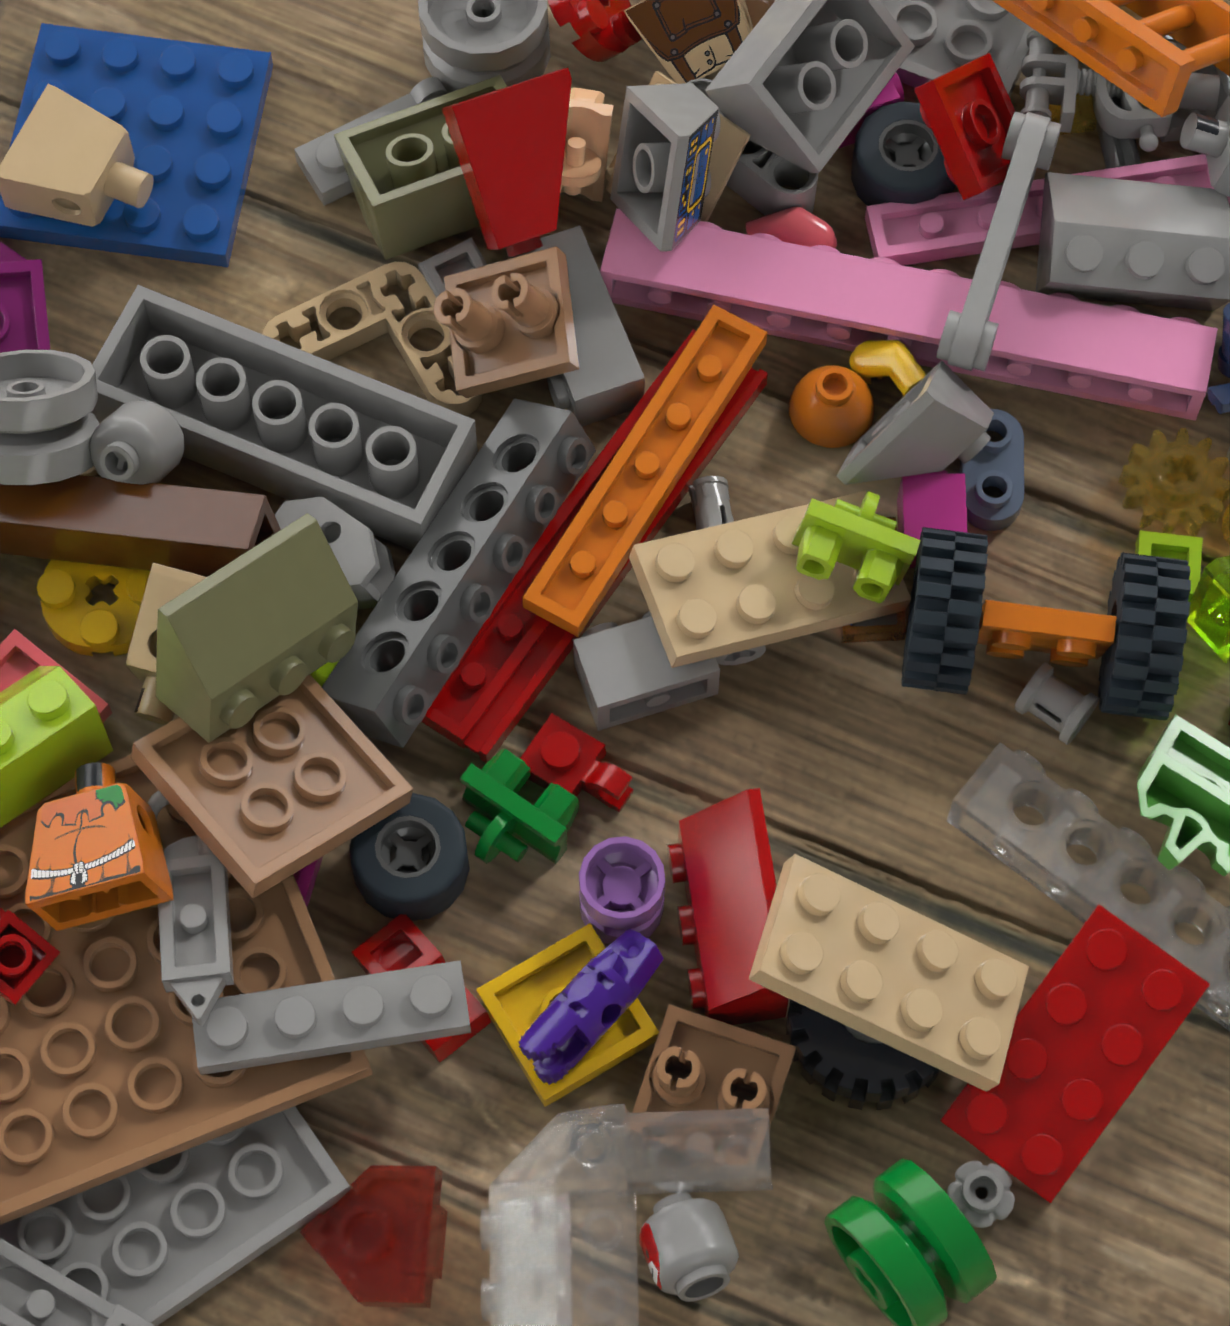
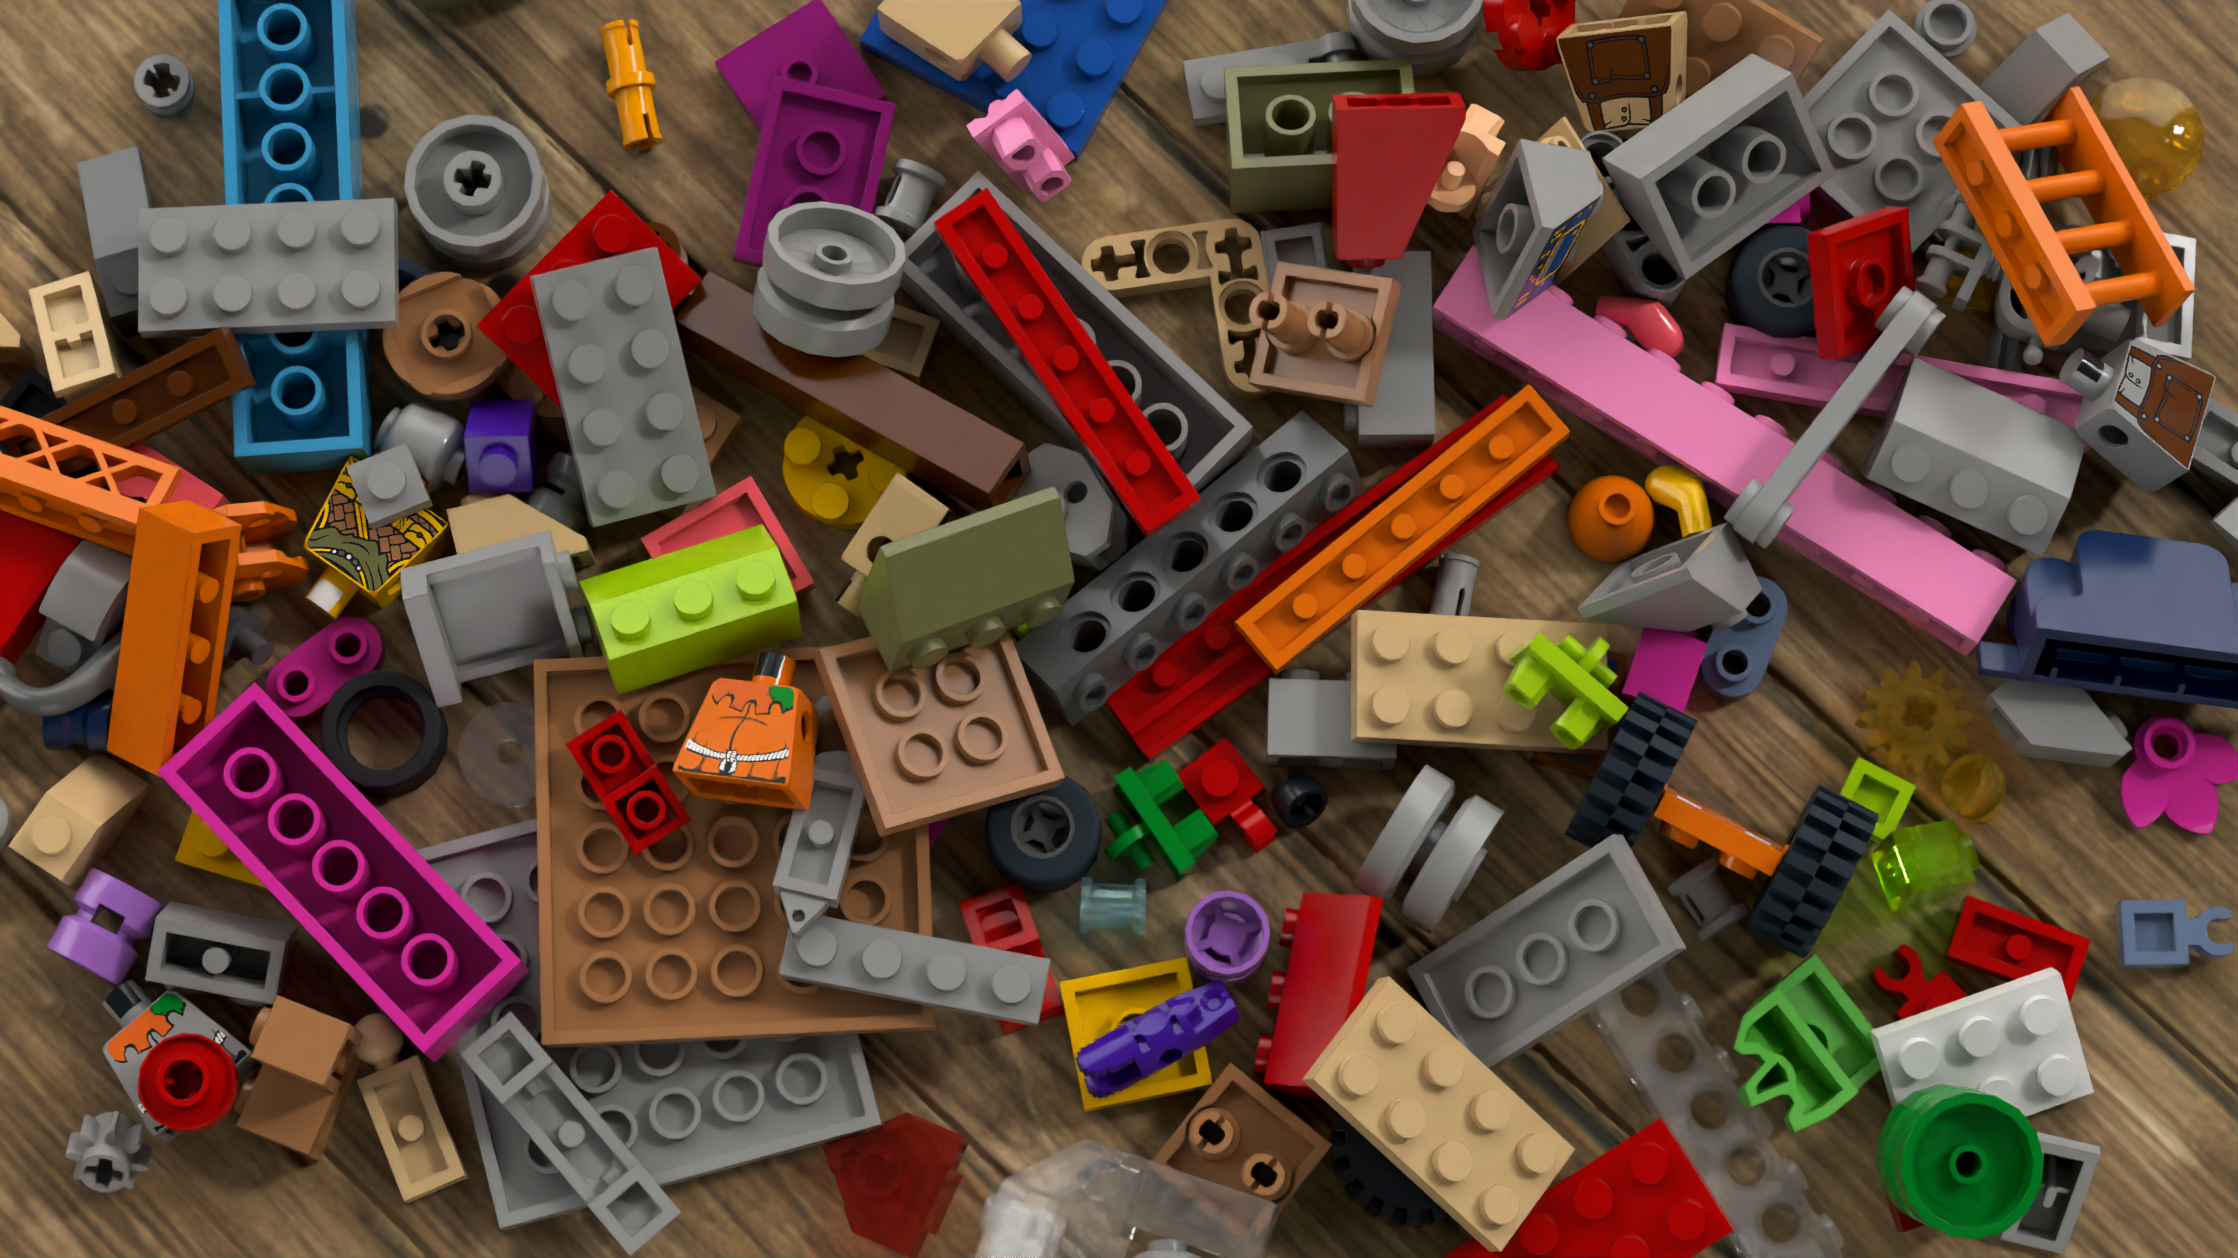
camera: 20 degrees right, 10 degrees up
(84, 329) = (910, 196): none -> light grey bush
(137, 443) = (922, 342): light grey head -> none
(173, 256) = (1024, 146): none -> bright pink hips
(281, 417) = (1067, 363): none -> red plate
(501, 902) = (1112, 906): none -> clear light blue bush
(654, 749) = (1298, 800): none -> black hinge
(783, 740) = (1434, 853): none -> light grey wheel
(937, 788) = (1548, 955): none -> light grey plate

